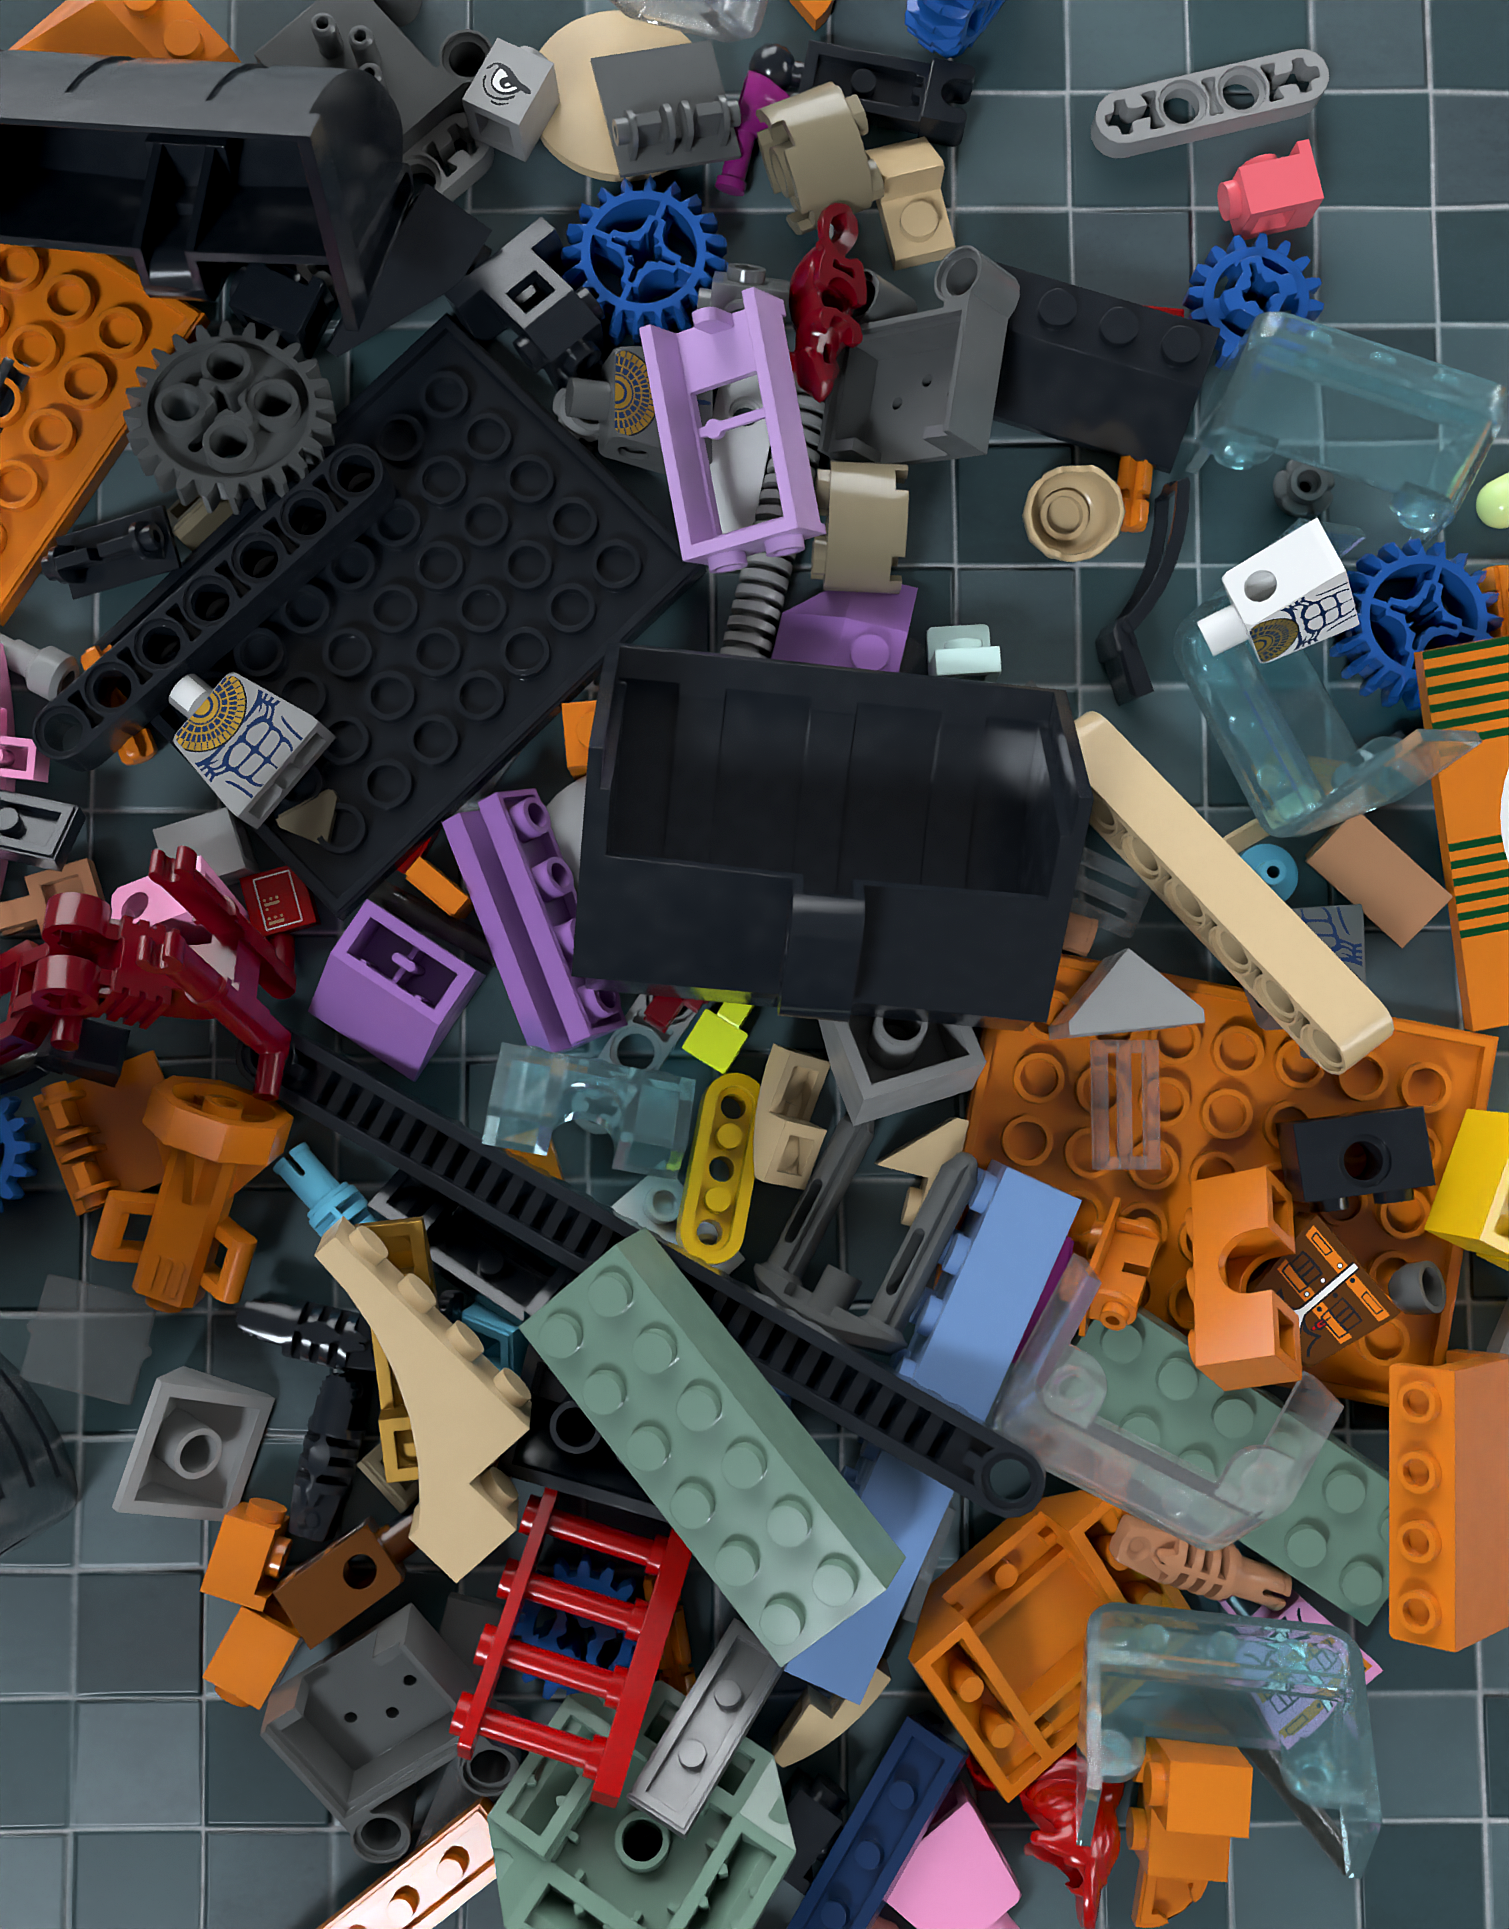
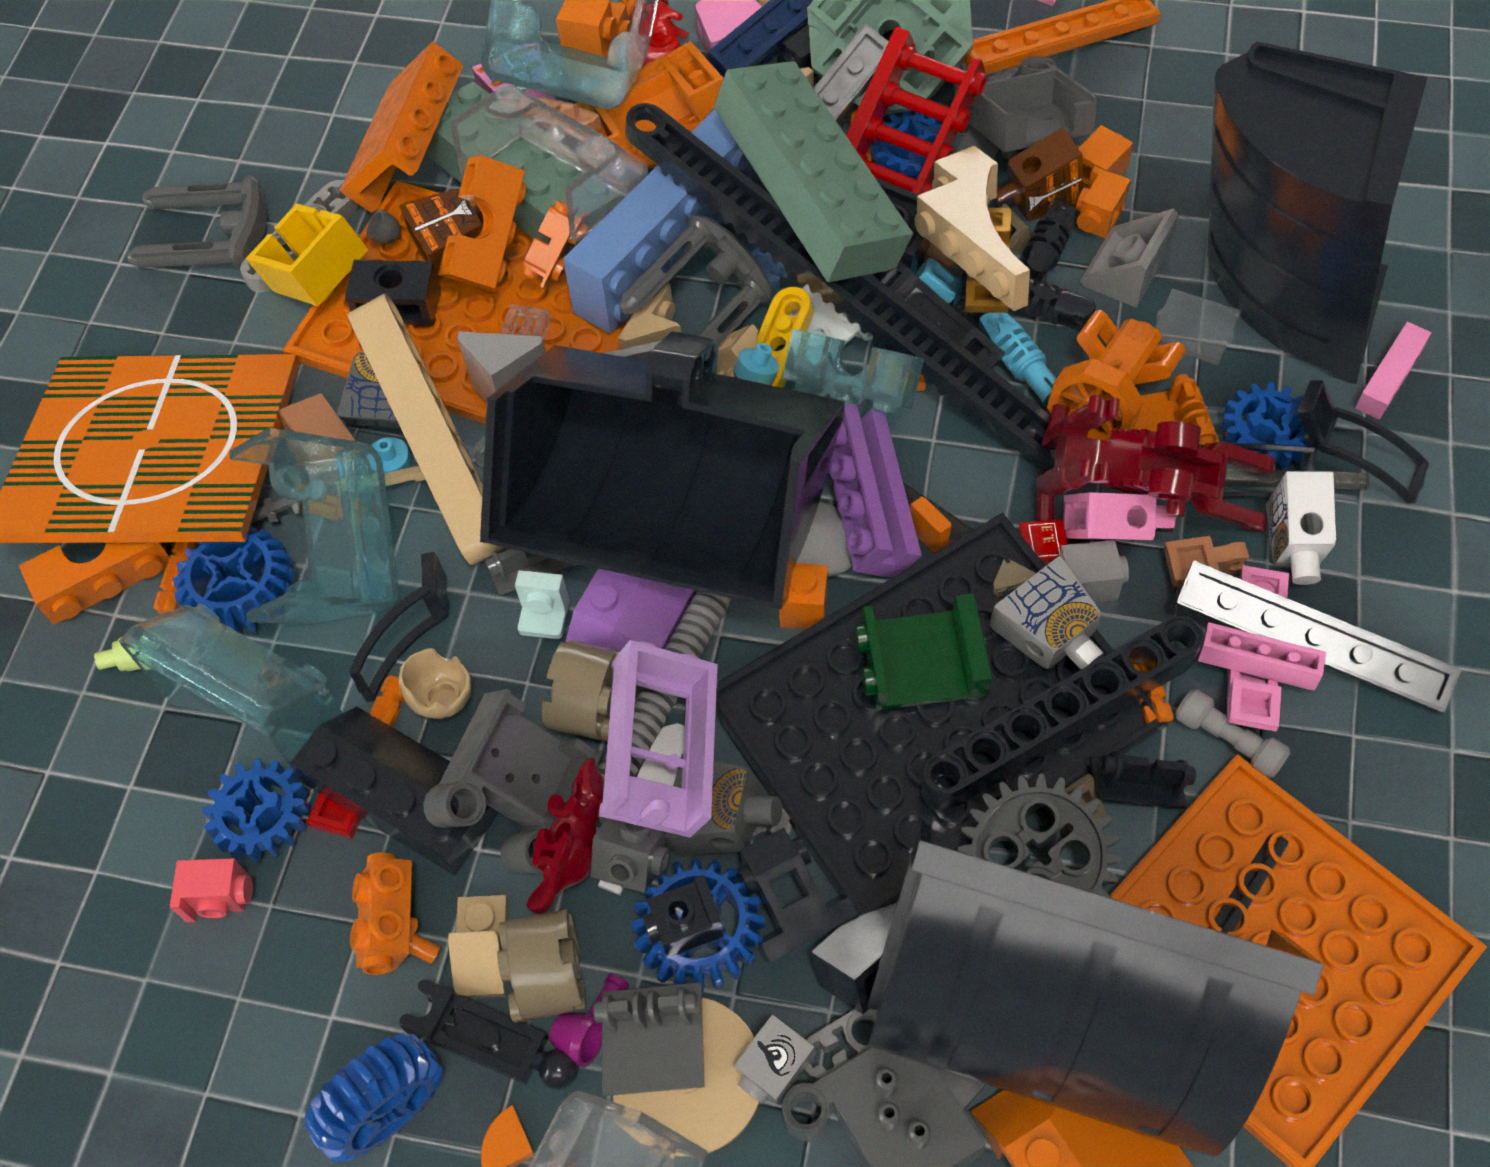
camera: 160 degrees left, 25 degrees down
(393, 990) = (965, 472): medium lavender slope -> none
(414, 661) = (924, 656): none -> dark green panel
(653, 244) = (696, 929): none -> black brick
(739, 1095) = (757, 364): none -> medium azure tile
(1034, 189) = (384, 926): none -> orange brick
(1212, 112) = (229, 971): light grey beam -> none
(1284, 598) = (301, 569): white torso -> none

